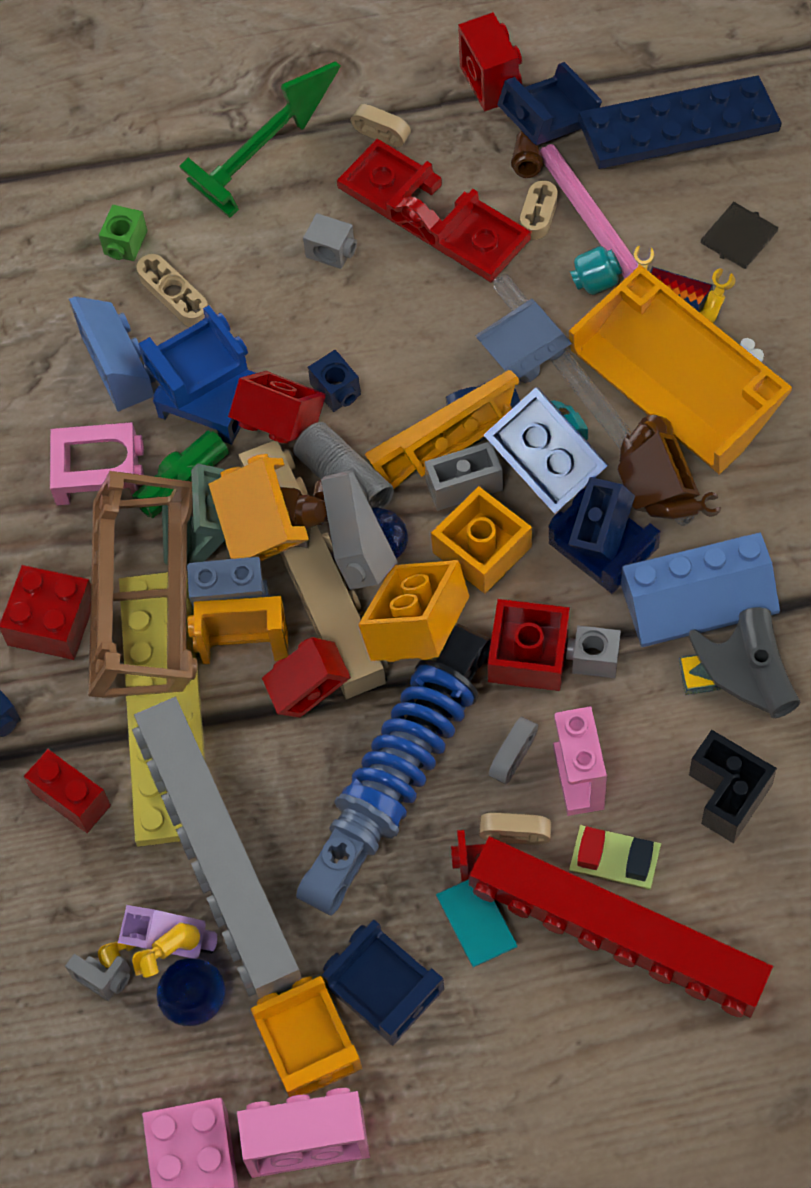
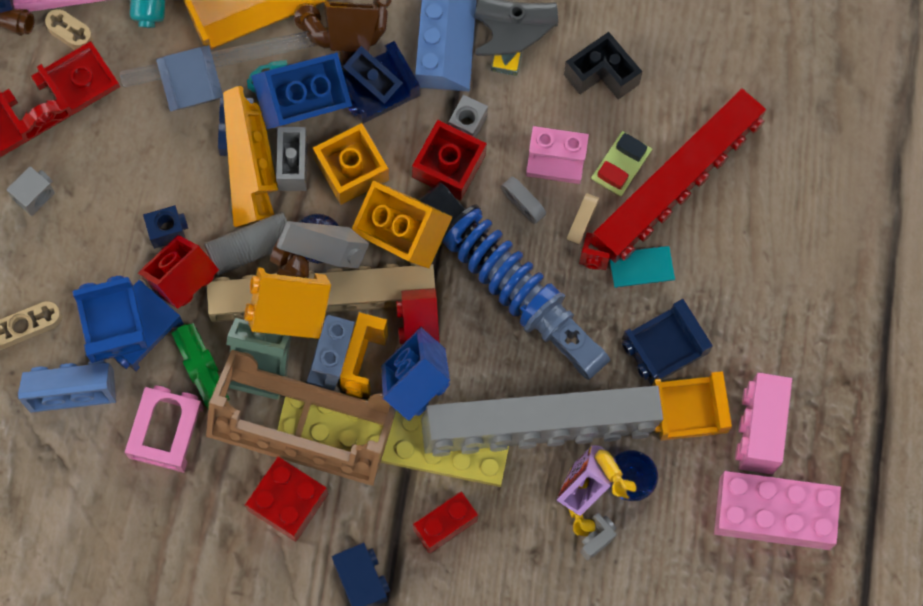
camera: 80 degrees left, 10 degrees up
(224, 683) = (415, 374): none -> blue brick

